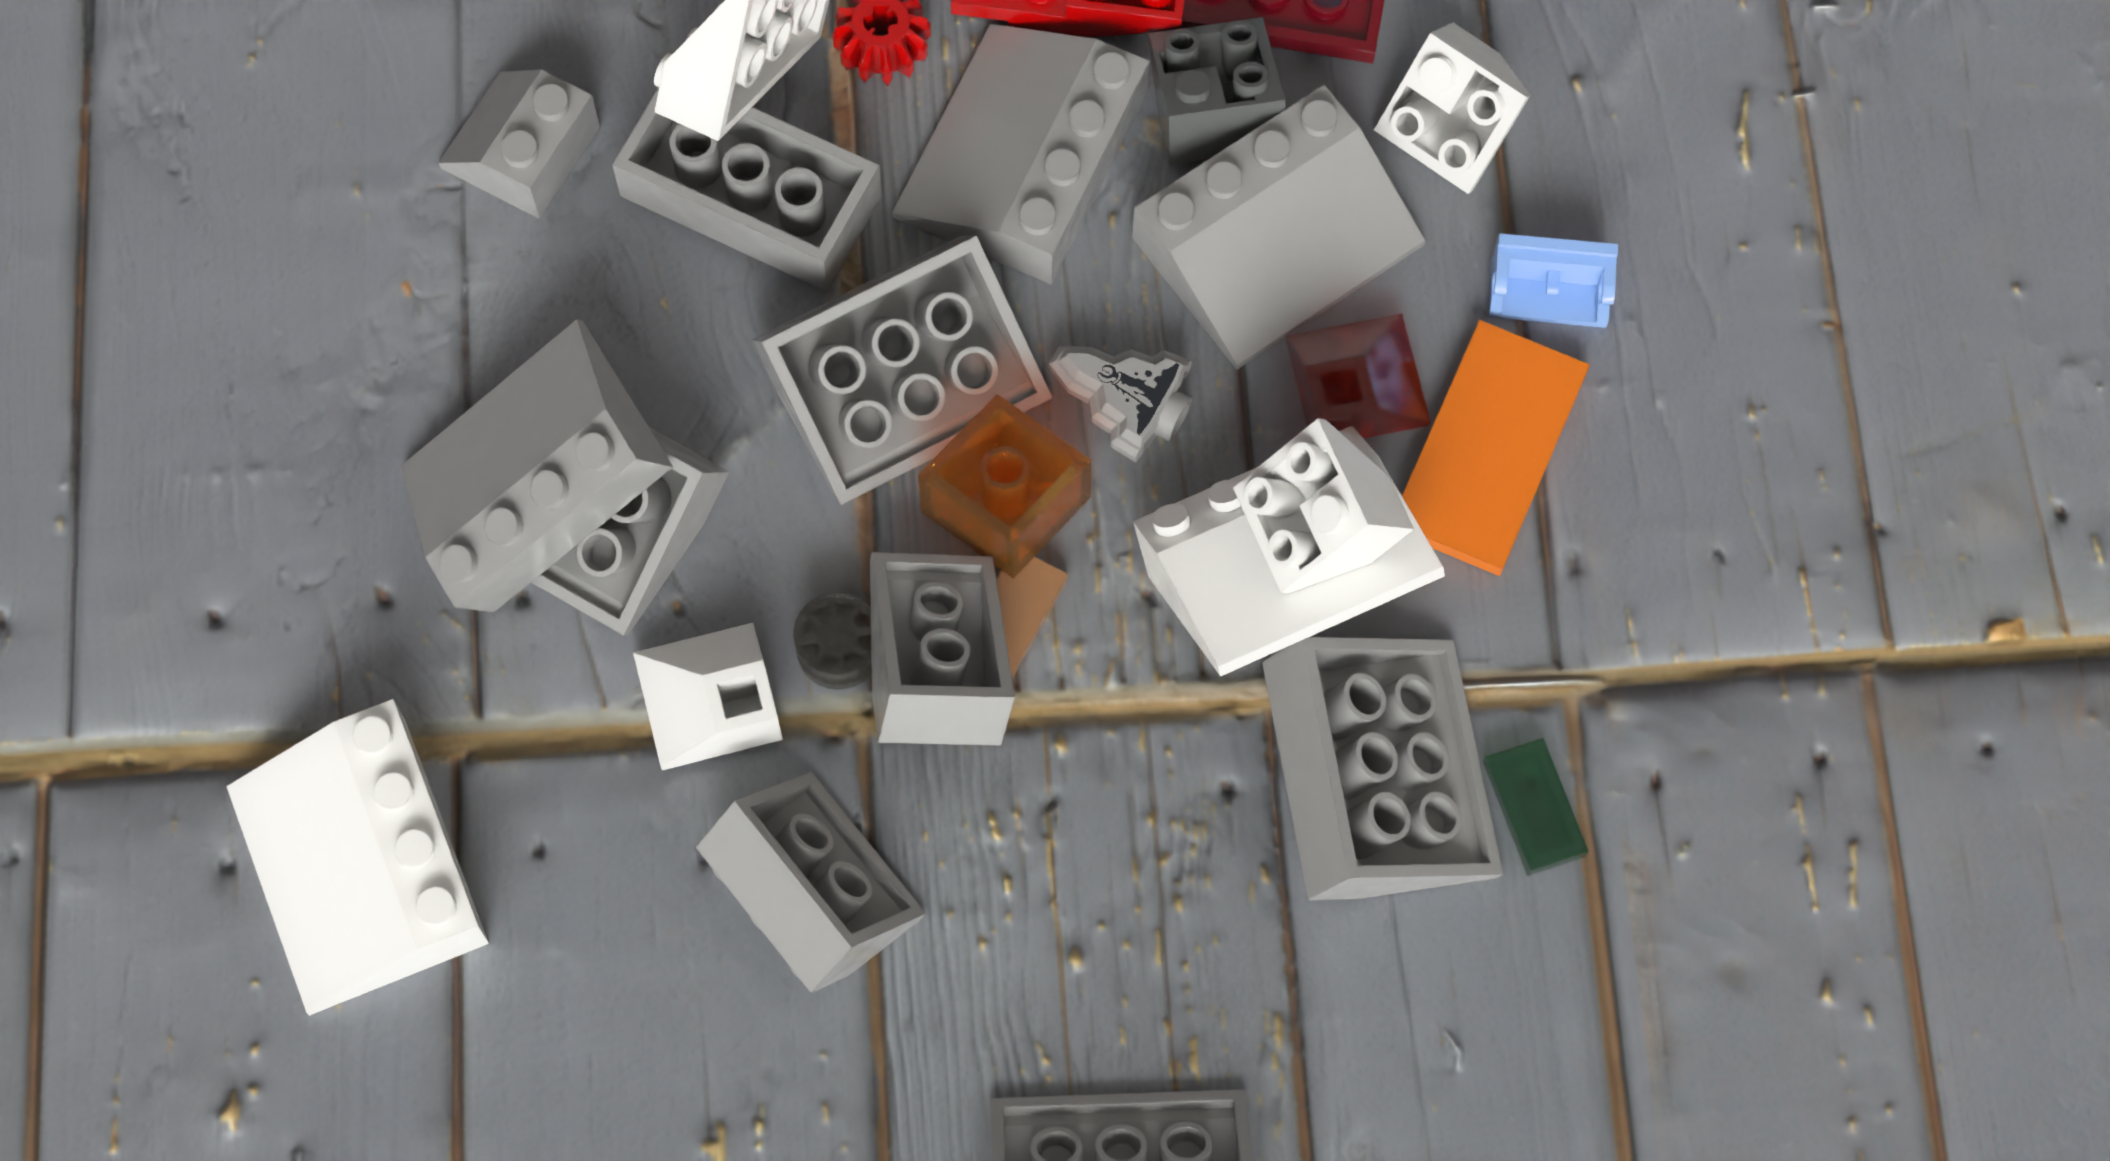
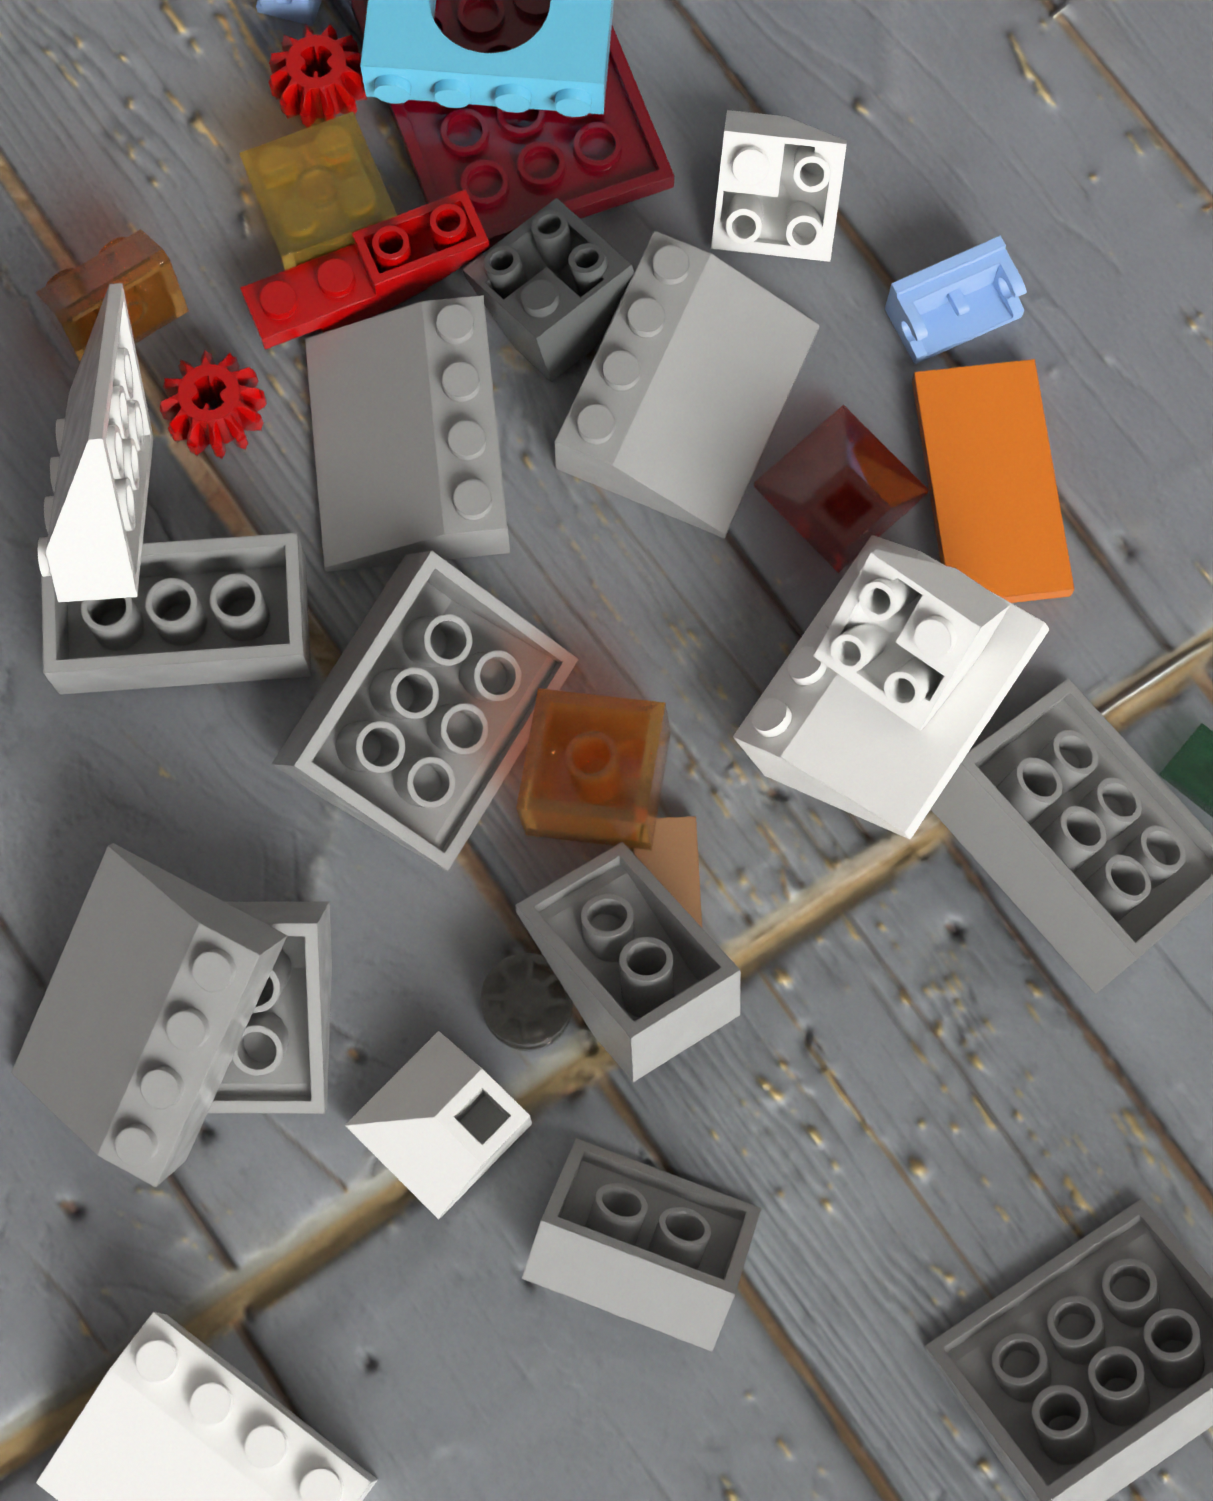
camera: 30 degrees left, 5 degrees up
(1127, 393) = (646, 617): light grey rock -> none

